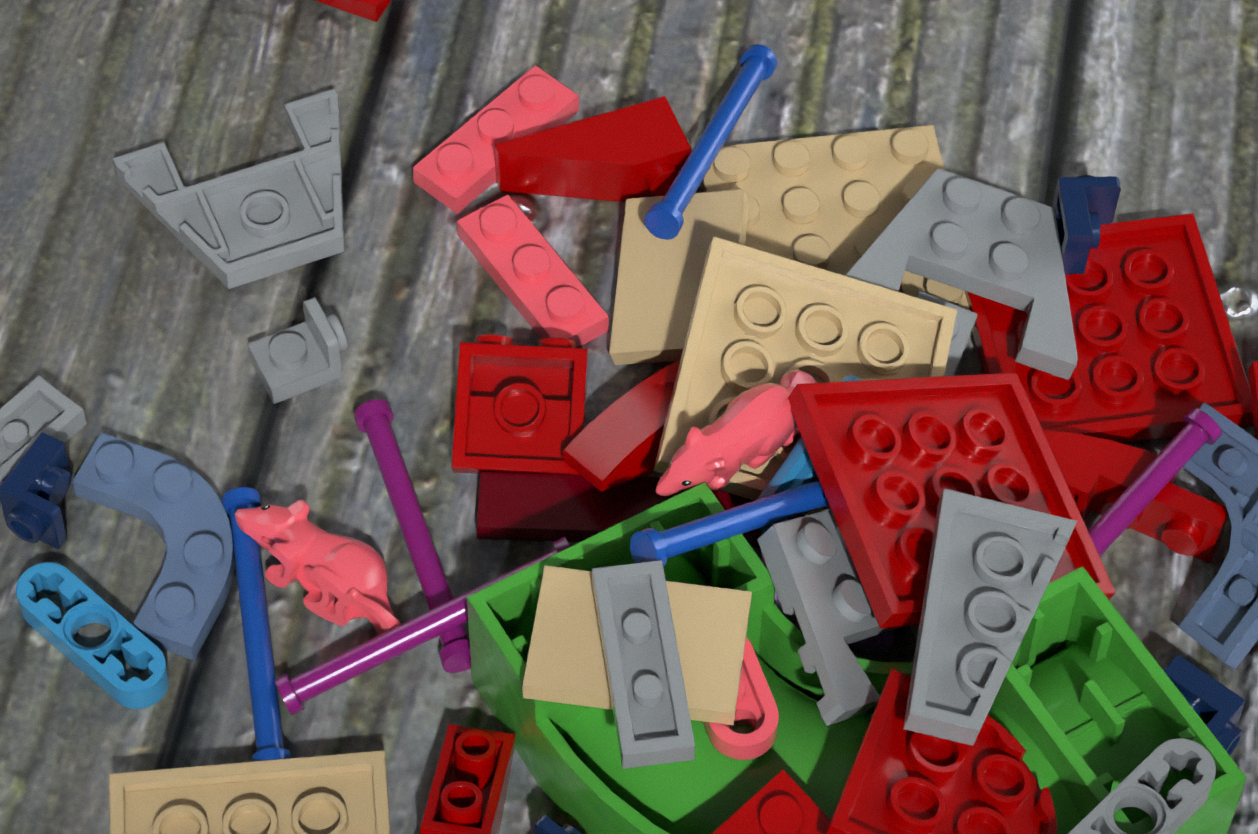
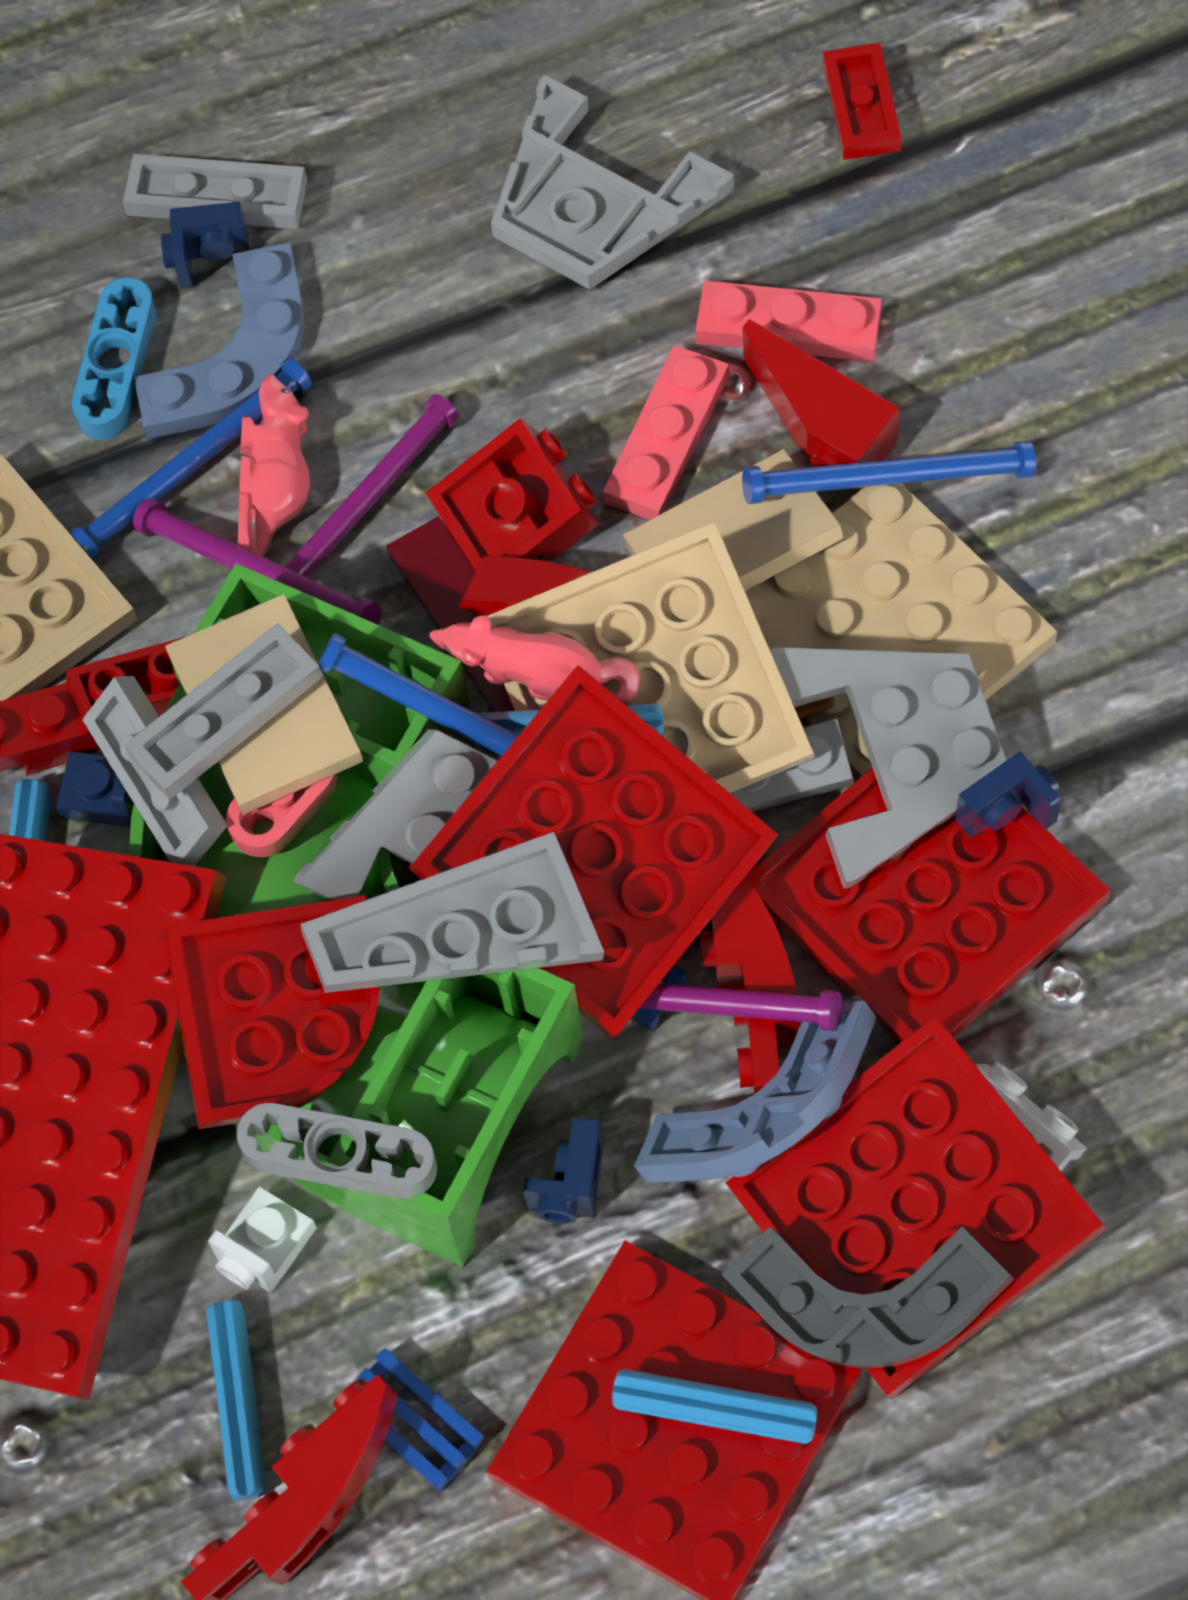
camera: 65 degrees right, 10 degrees up
(300, 355) = (461, 324): light grey bracket -> none
(589, 779) = (181, 825): none -> light grey plate

